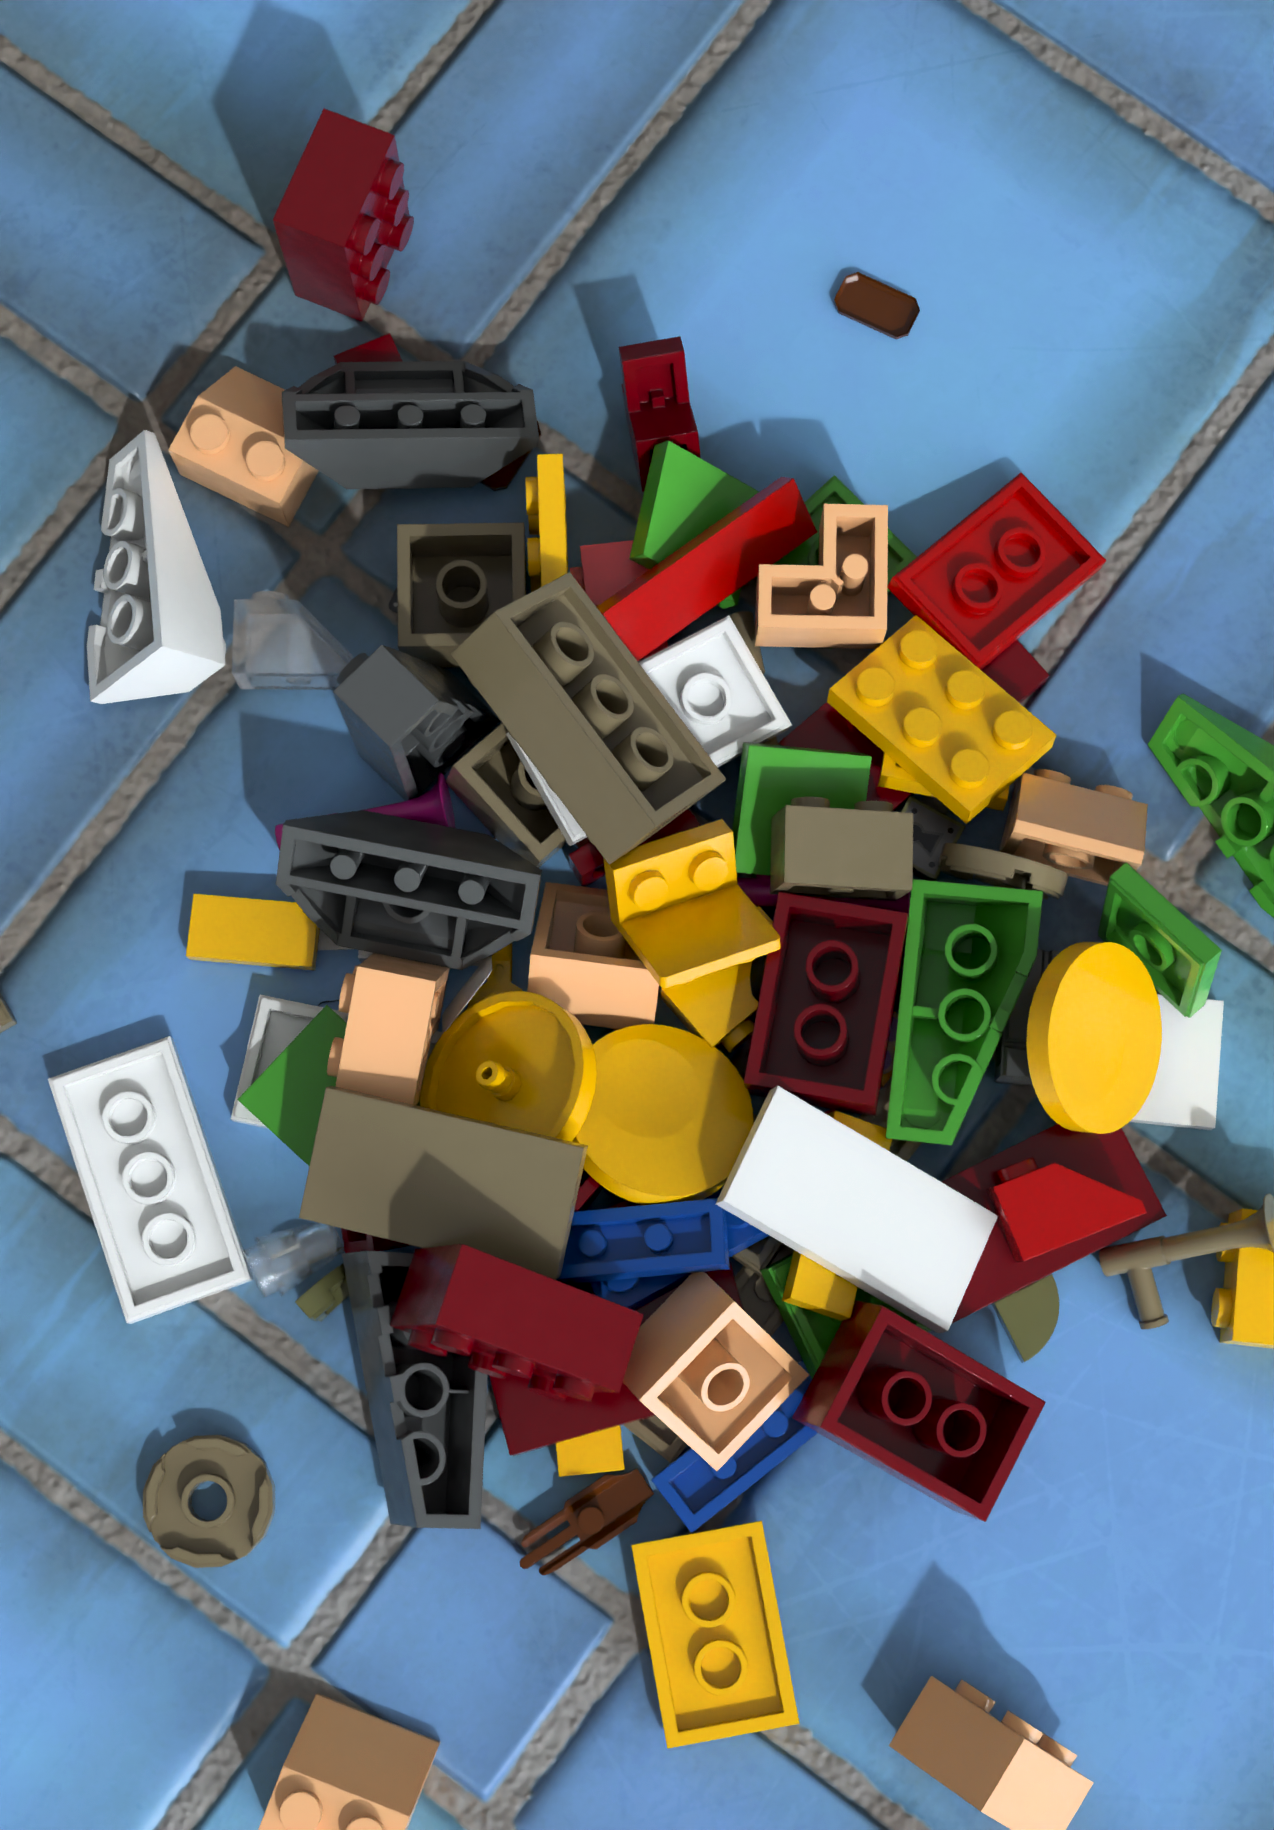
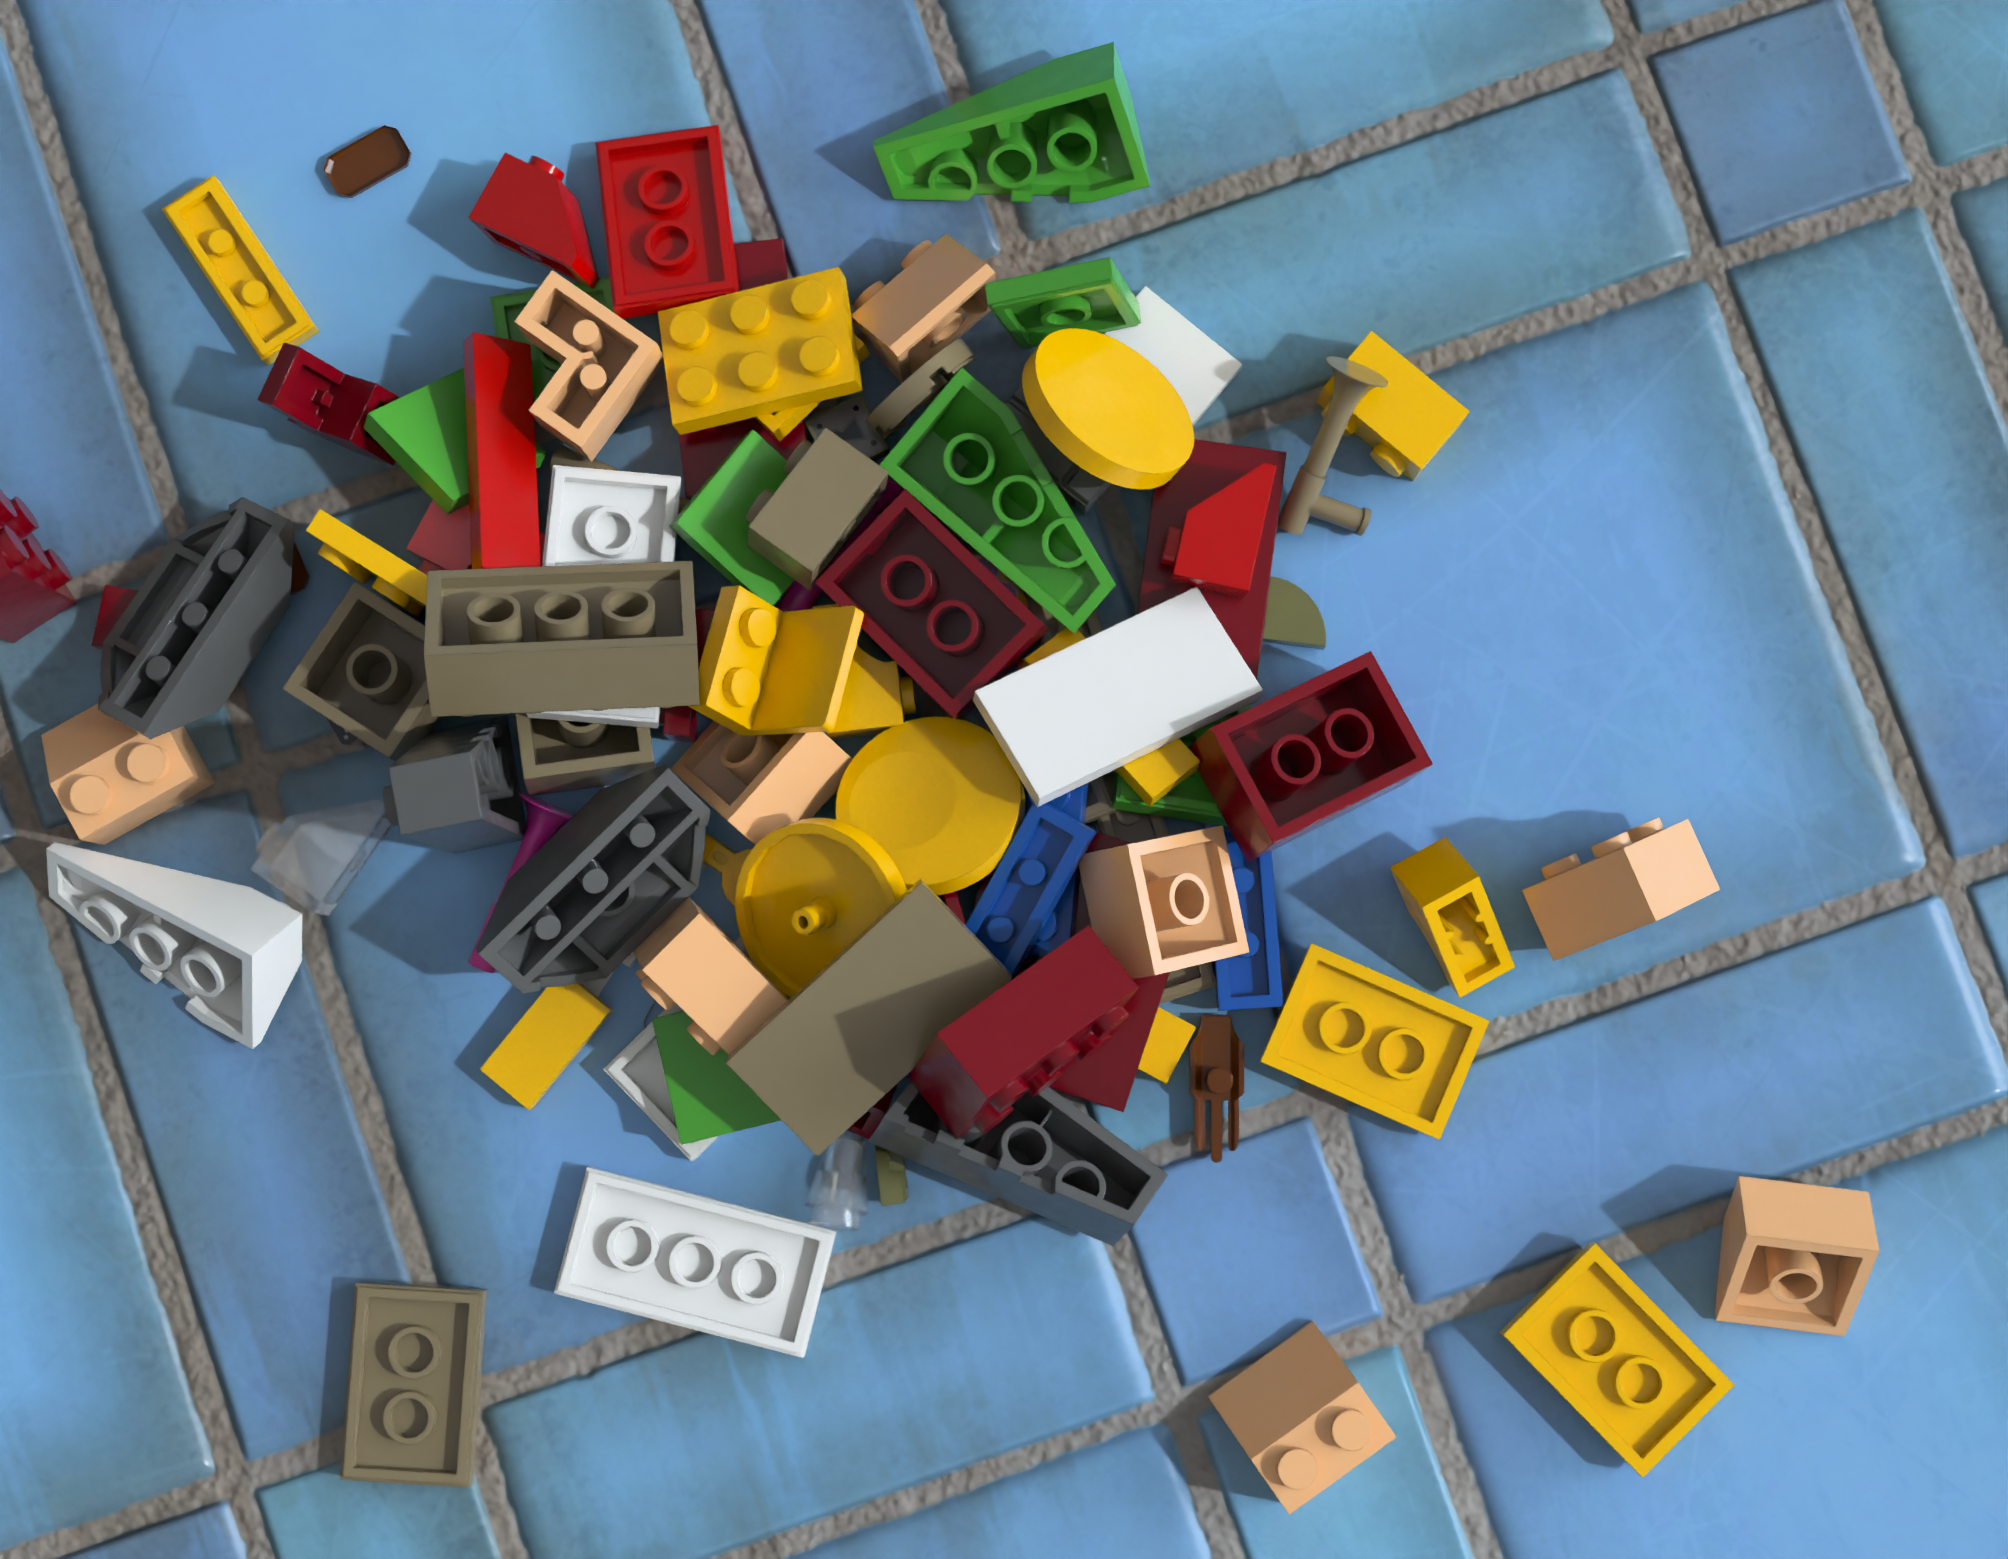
camera: 50 degrees left, 5 degrees up
(170, 1509) = (988, 1422): dark tan tile -> none
(466, 993) = (720, 896): white sticker -> none
(718, 265) = (240, 269): none -> yellow tile
(868, 1630) = (1453, 915): none -> yellow arch
(925, 467) = (536, 217): none -> red slope

